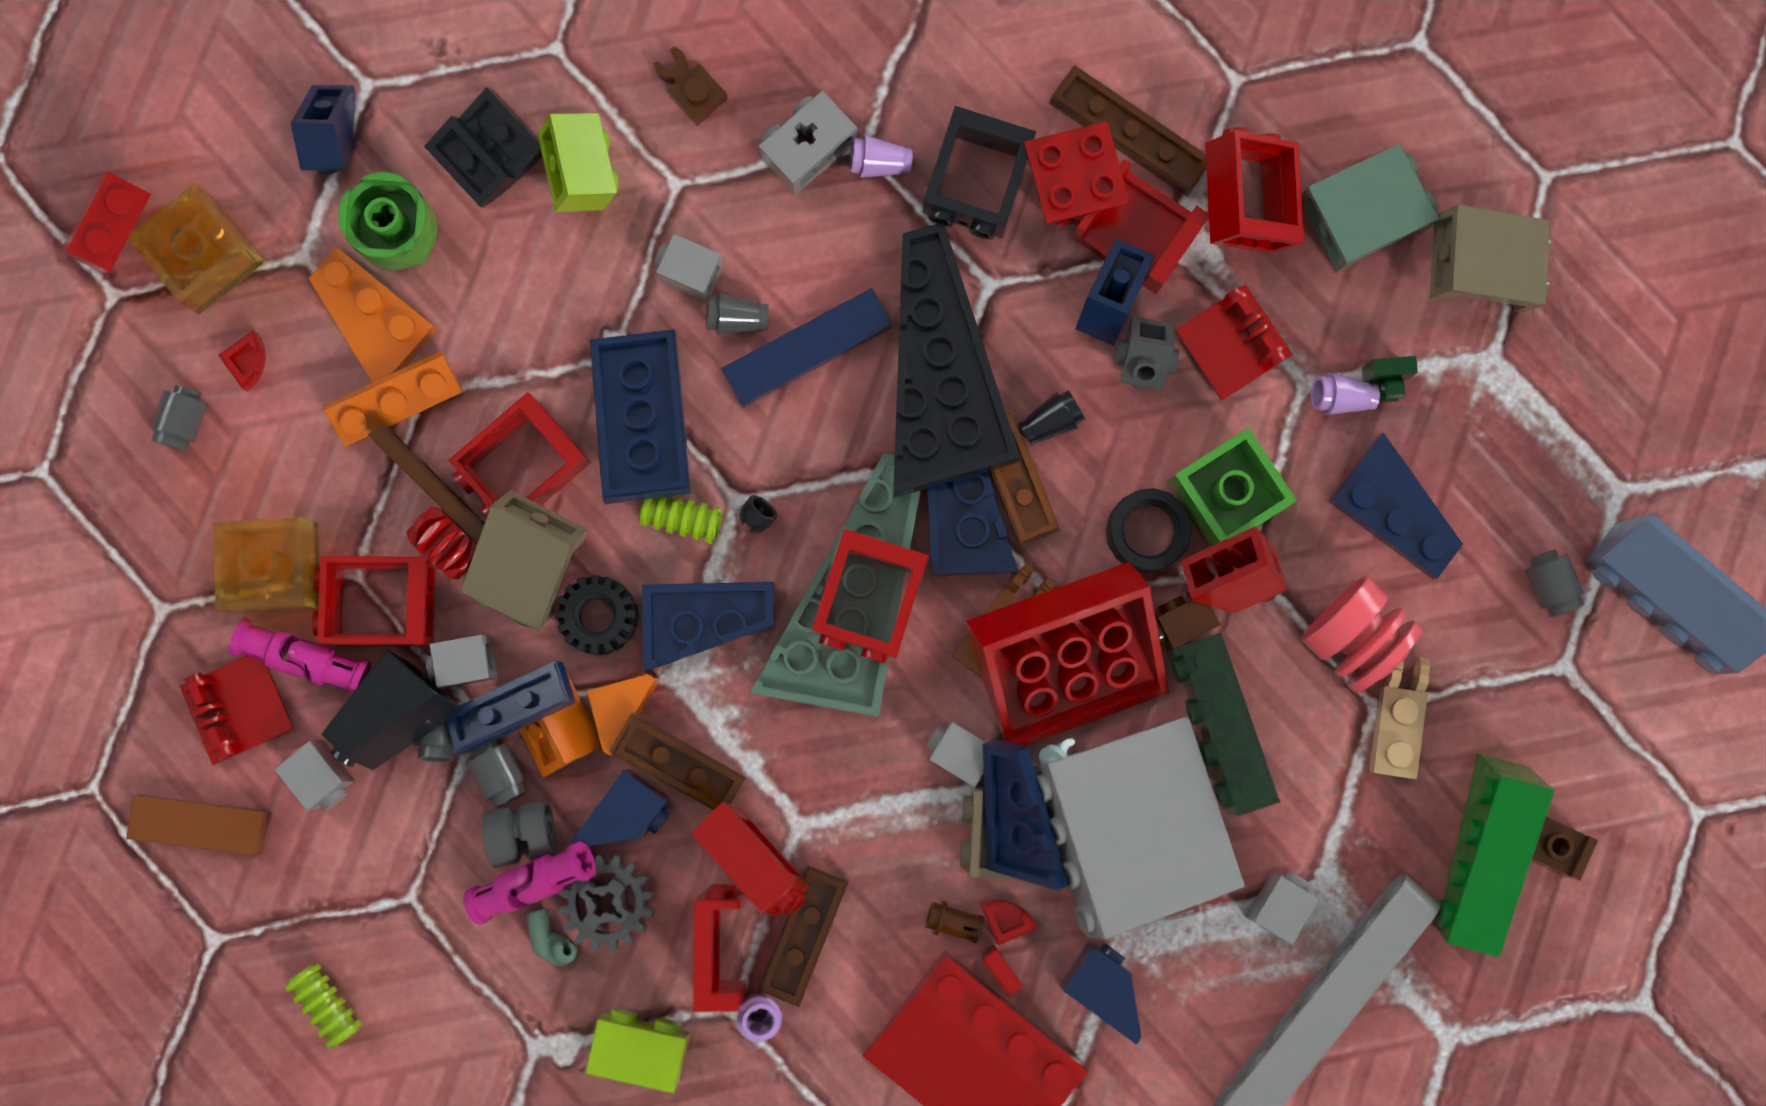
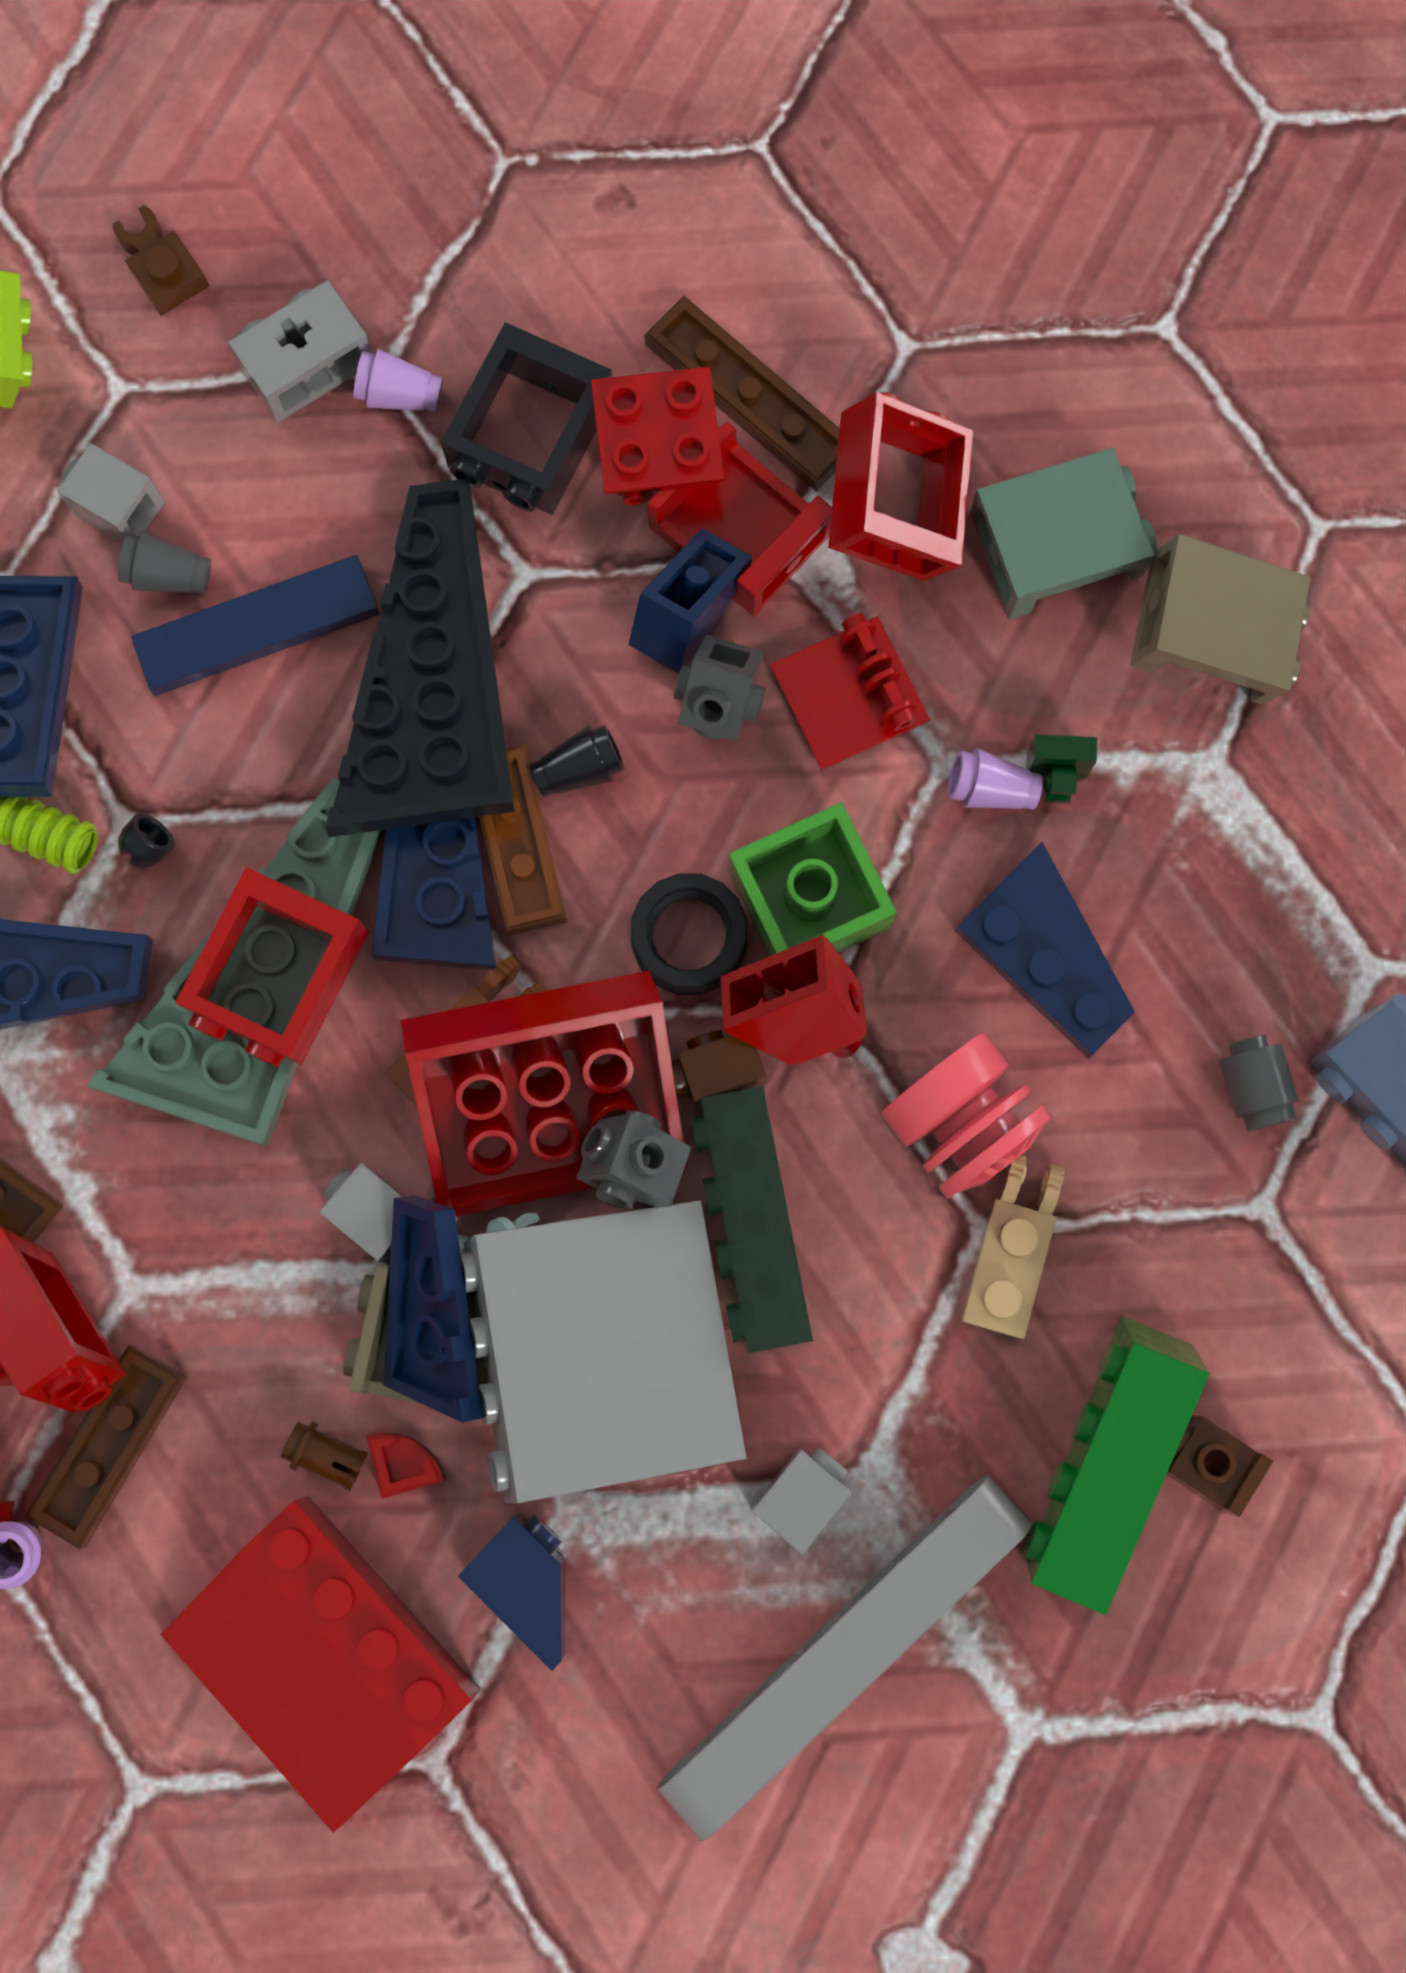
camera: 10 degrees right, 5 degrees down
(1001, 970) = (378, 1534): red tile -> none
(1141, 697) = (632, 1161): none -> dark grey brick

